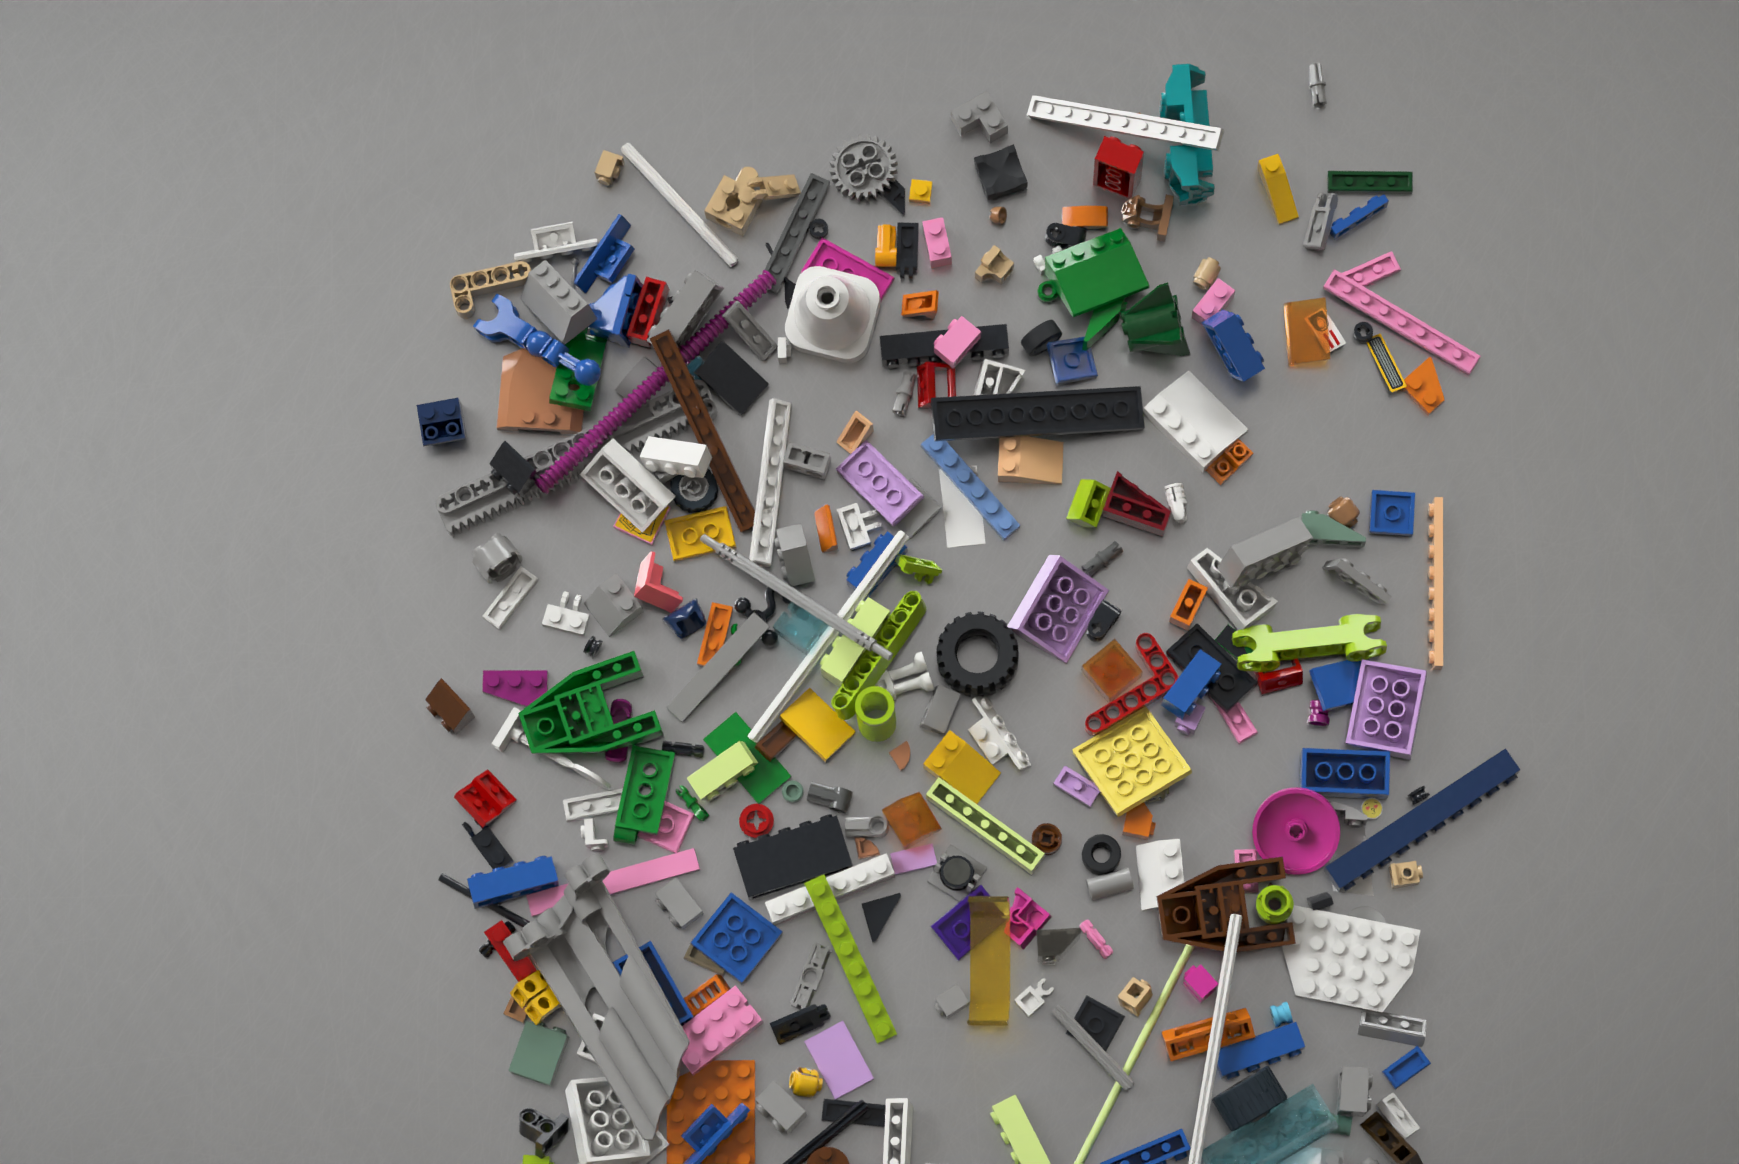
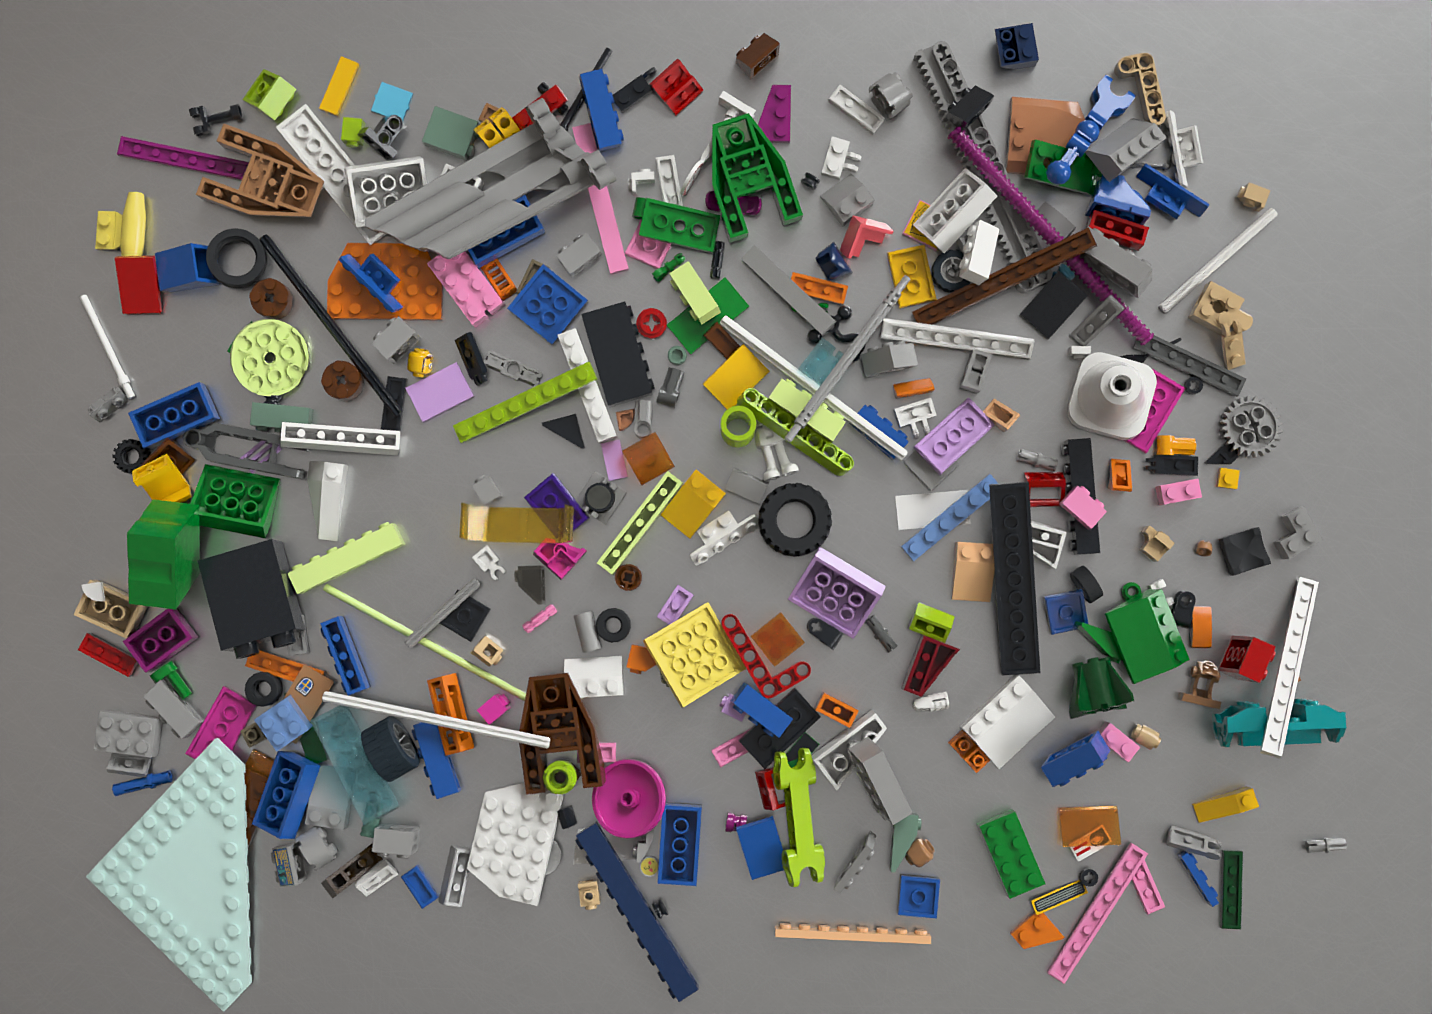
camera: 85 degrees right, 10 degrees up
(500, 1126) = (391, 101): none -> medium azure piece
(901, 755) = (707, 451): nougat tile -> none
(919, 566) = (875, 469): lime plate -> none
(1281, 1014) = (467, 778): medium azure wheel -> none
(1340, 414) = (1011, 853): none -> green brick
(1386, 708) = (737, 884): lavender slope -> none

